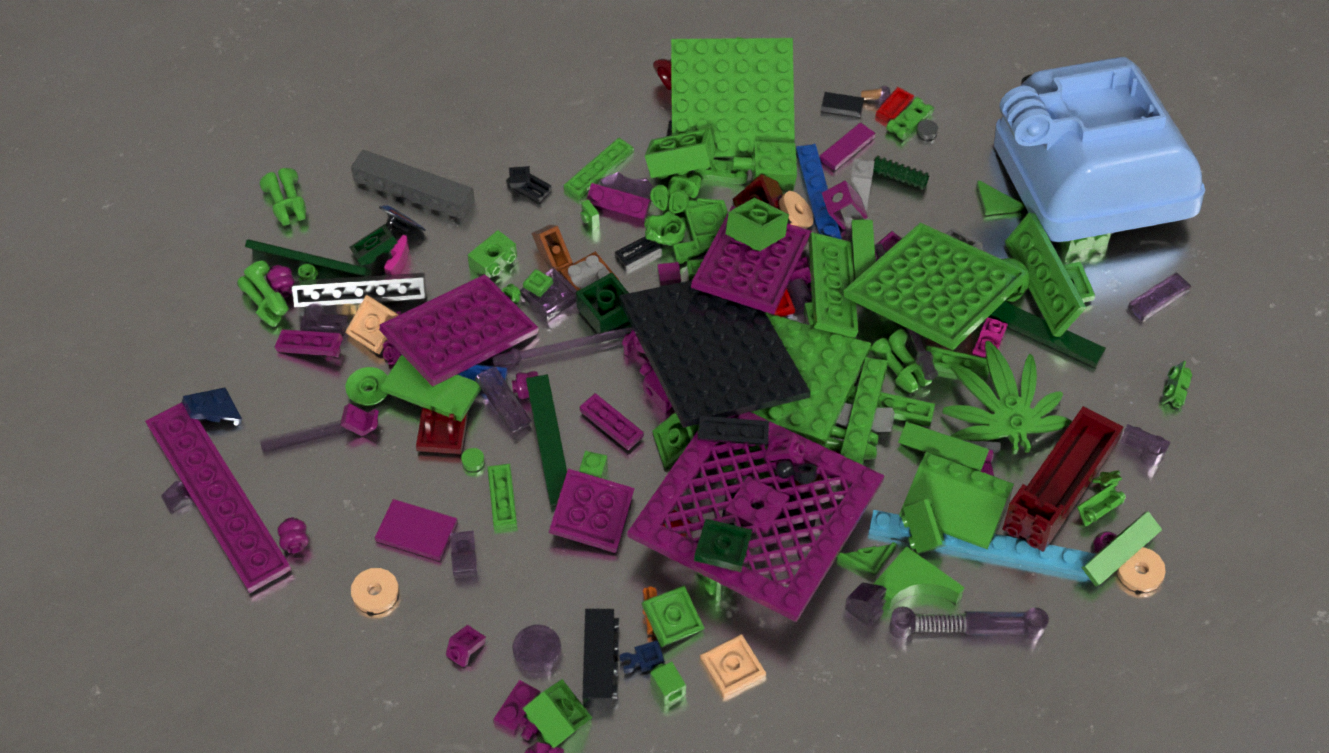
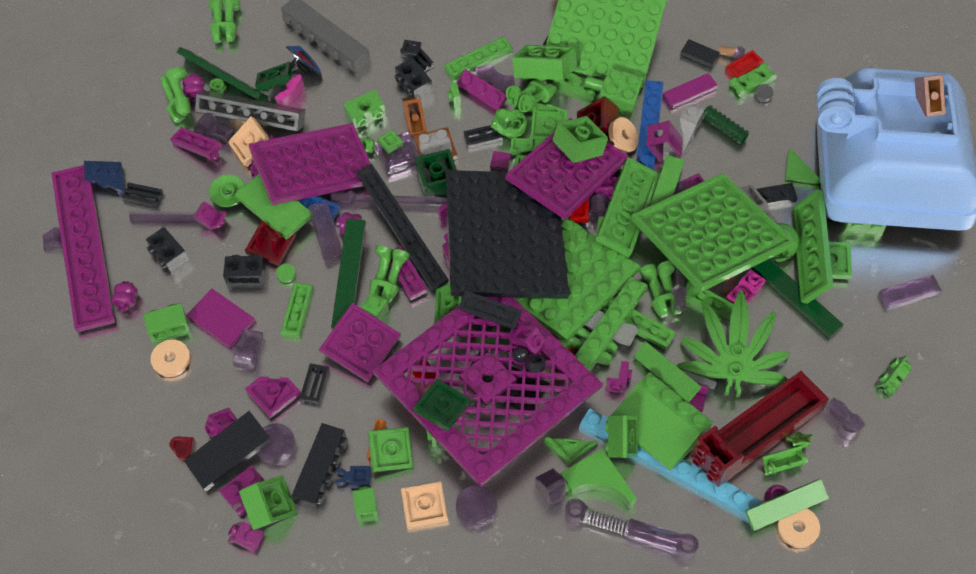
camera: 20 degrees right, 5 degrees up
(265, 414) = (143, 192): none -> black tile
(324, 467) = (169, 248): none -> black brick
(355, 551) = (166, 322): none -> bright green brick
(426, 473) = (244, 274): none -> black brick
(429, 684) = (182, 446): none -> dark red tile
(486, 671) = (227, 450): none -> black tile
(512, 595) = (272, 394): none -> magenta plate
(535, 208) = (413, 78): none -> black brick
(556, 588) = (310, 398): none -> black tile
(583, 405) = (390, 288): none -> bright green piece
(589, 372) = (402, 227): none -> black plate
(791, 649) = (476, 506): none -> clear purple tile
(897, 468) = (619, 385): none -> magenta bracket
(986, 230) = (778, 194): none -> black plate
(1121, 80) = (930, 94): none -> slope

